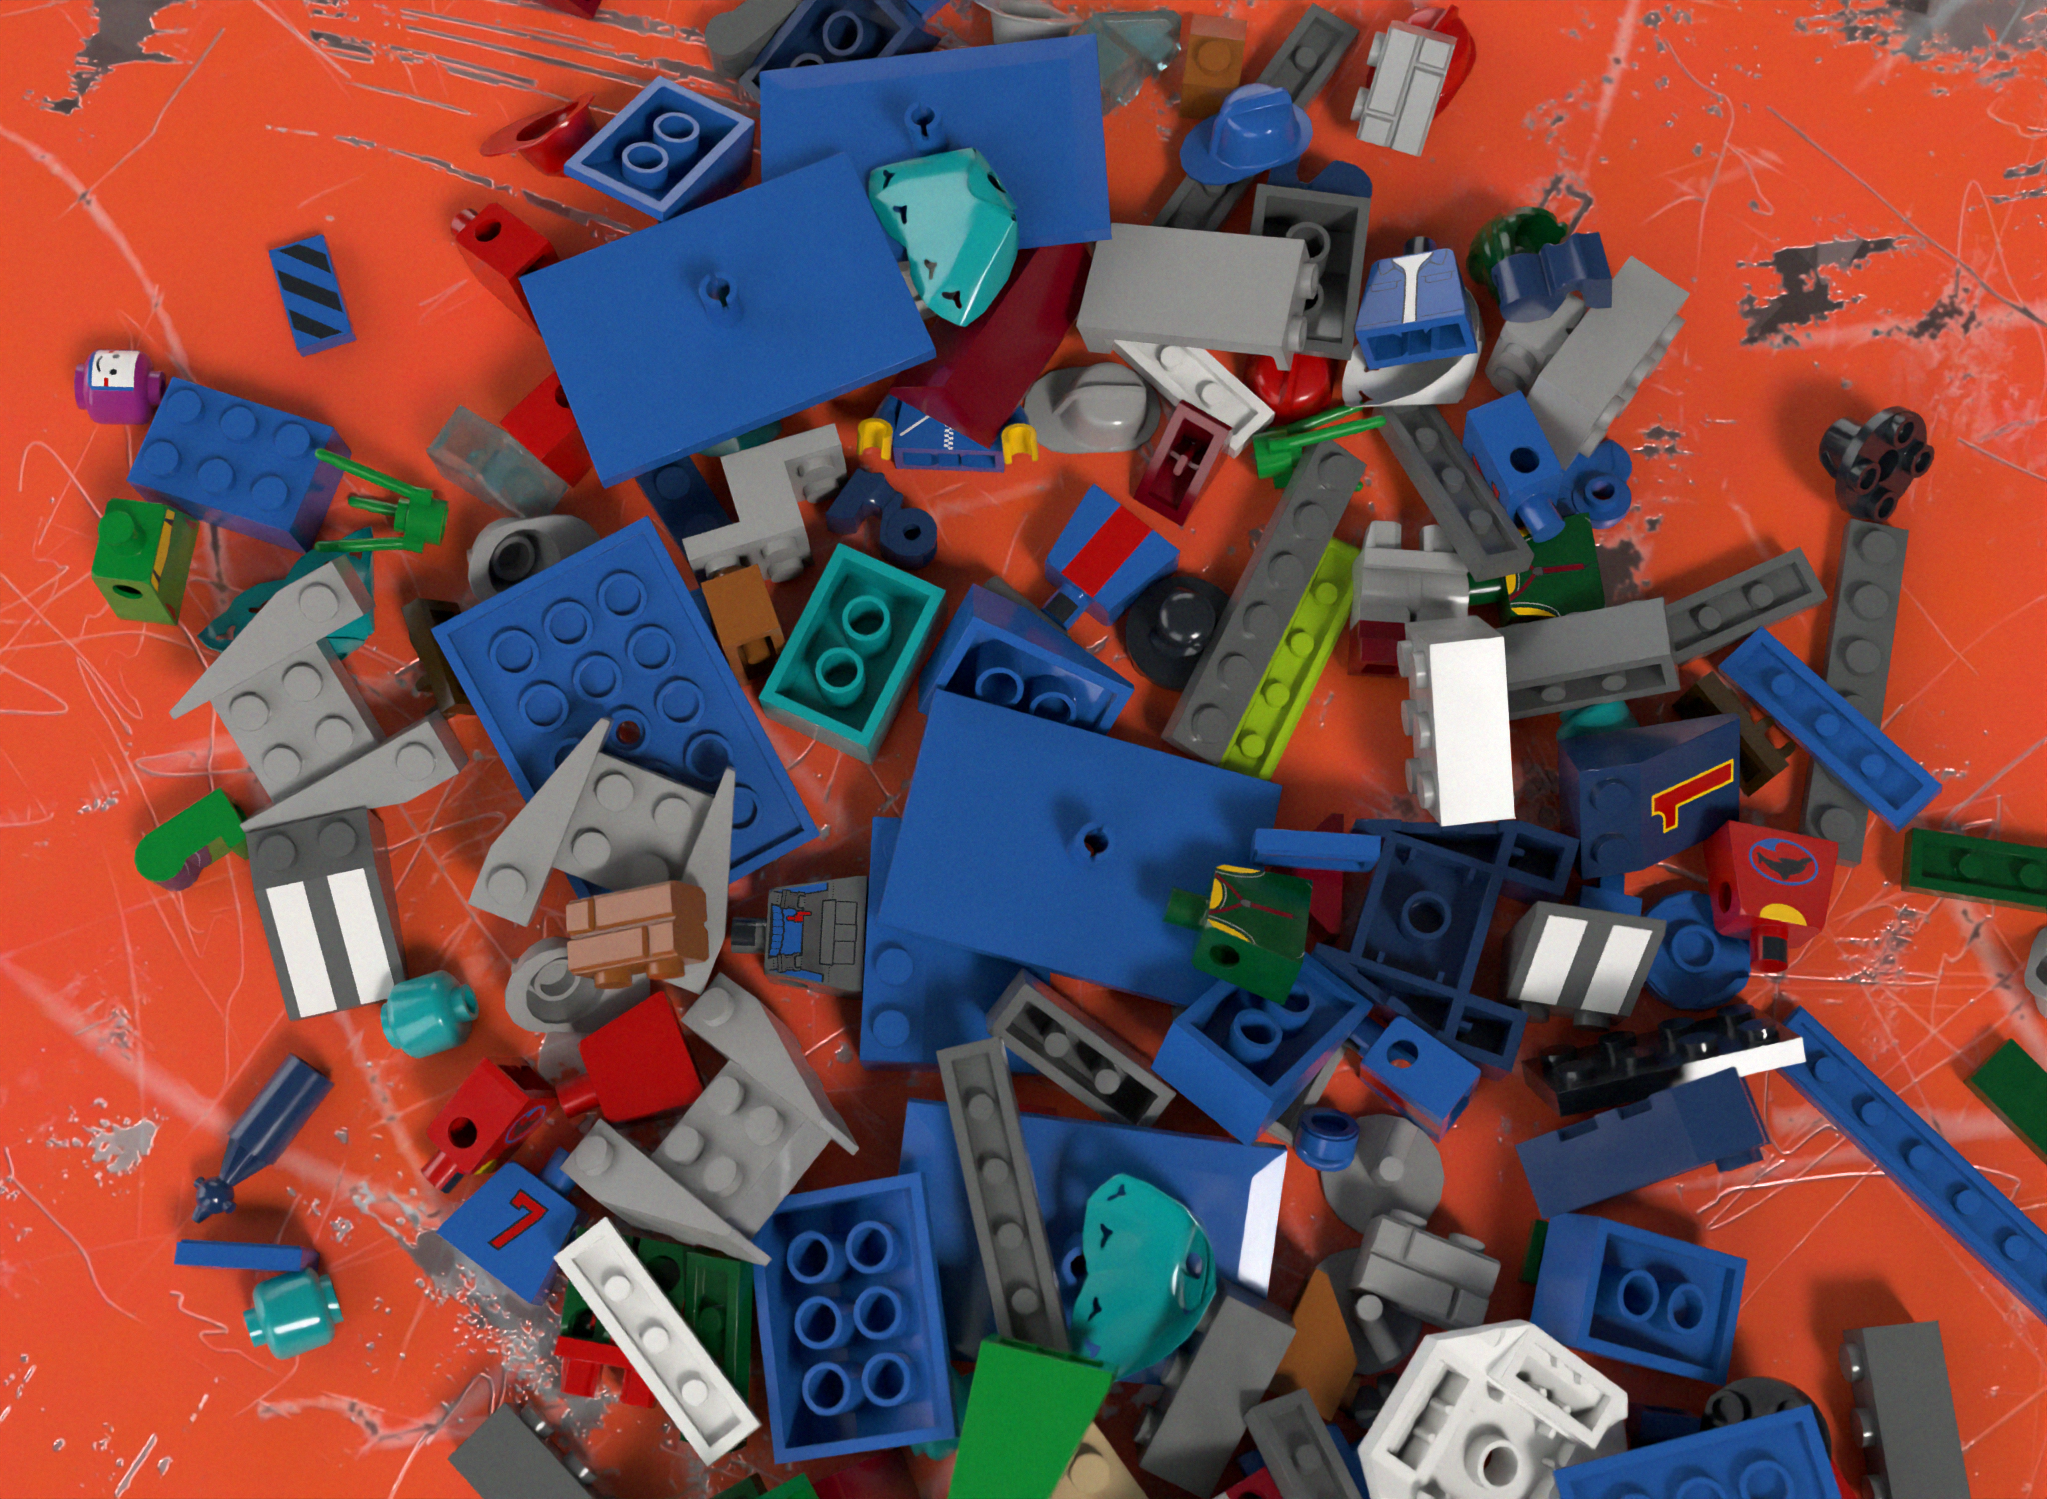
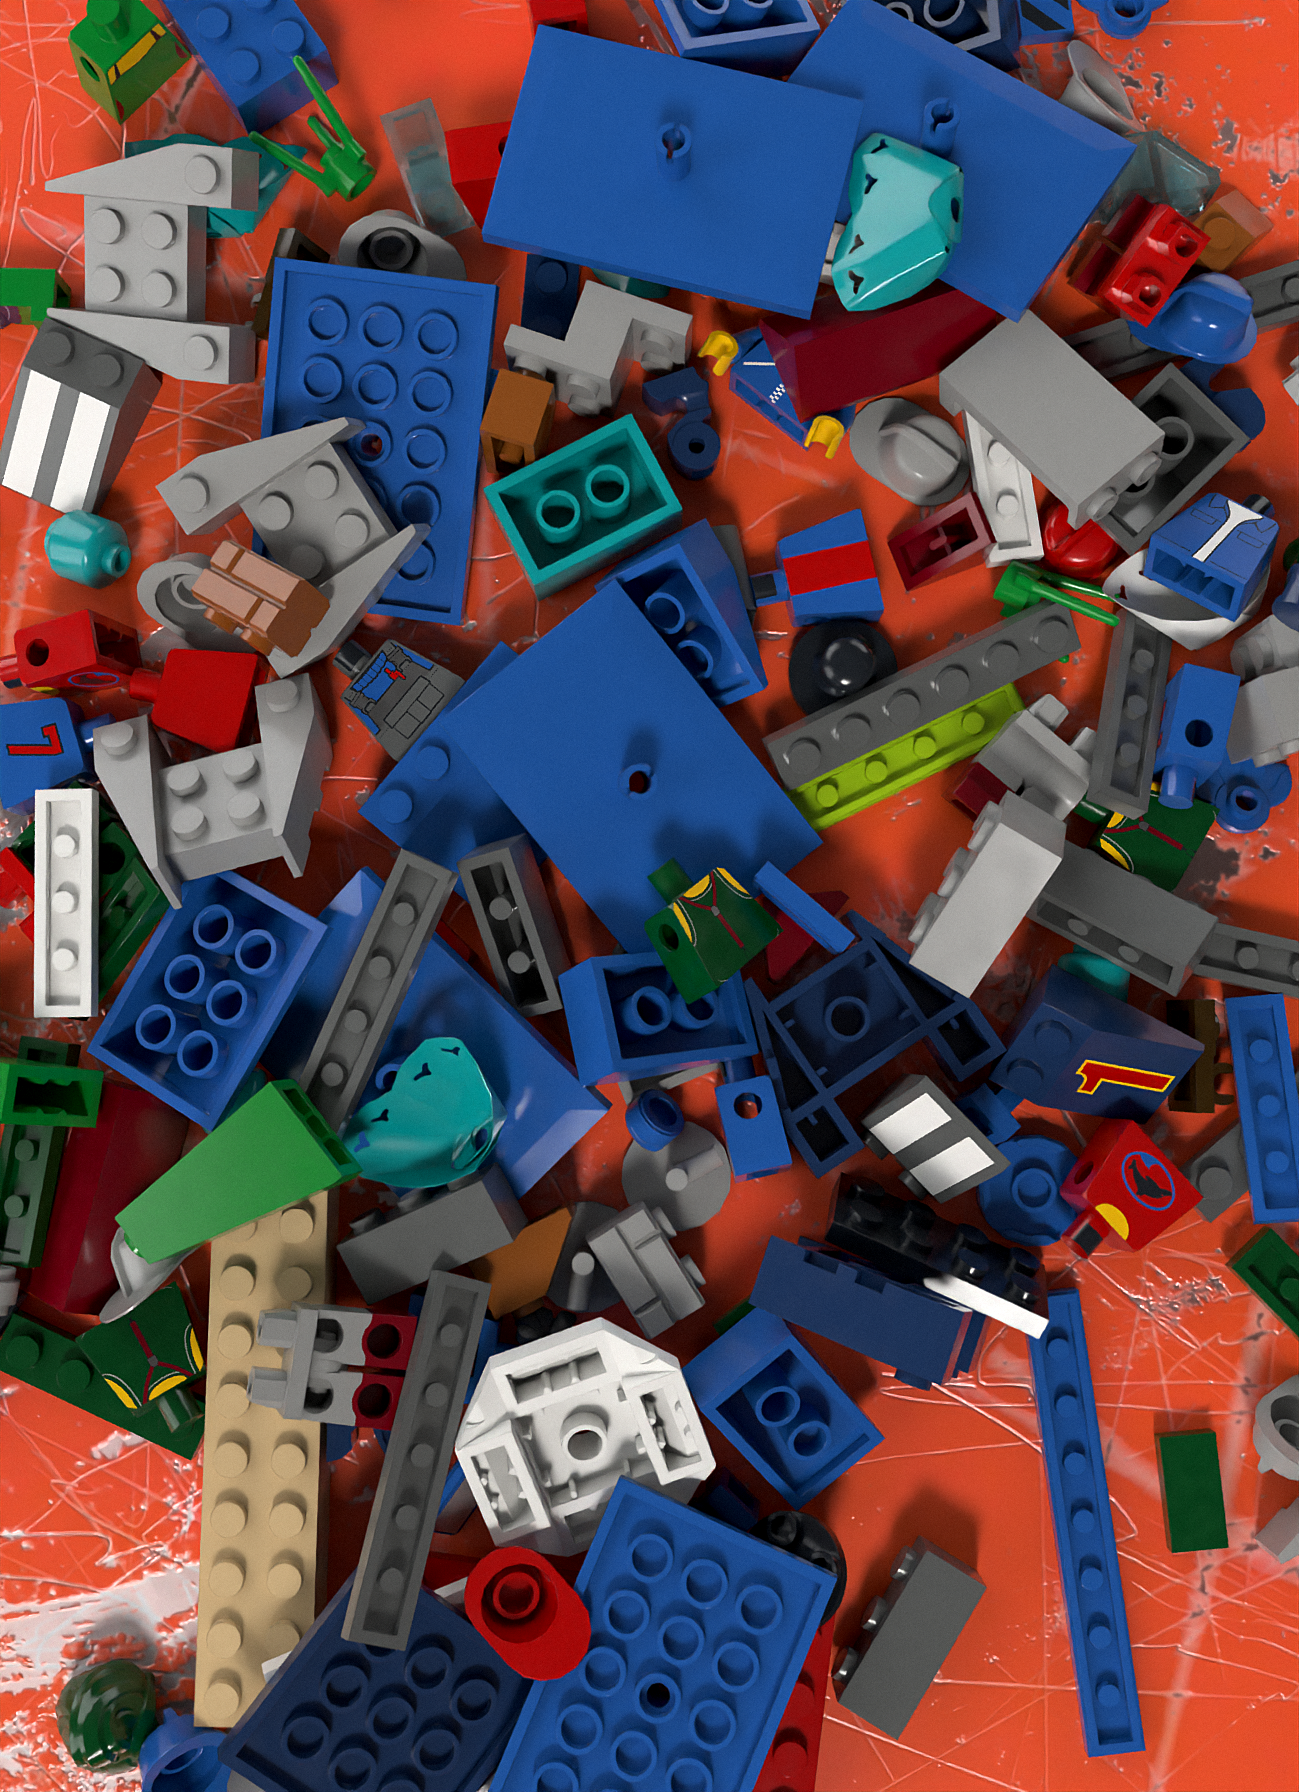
camera: 40 degrees right, 10 degrees up
(1183, 118) = (1157, 254): none -> red hips

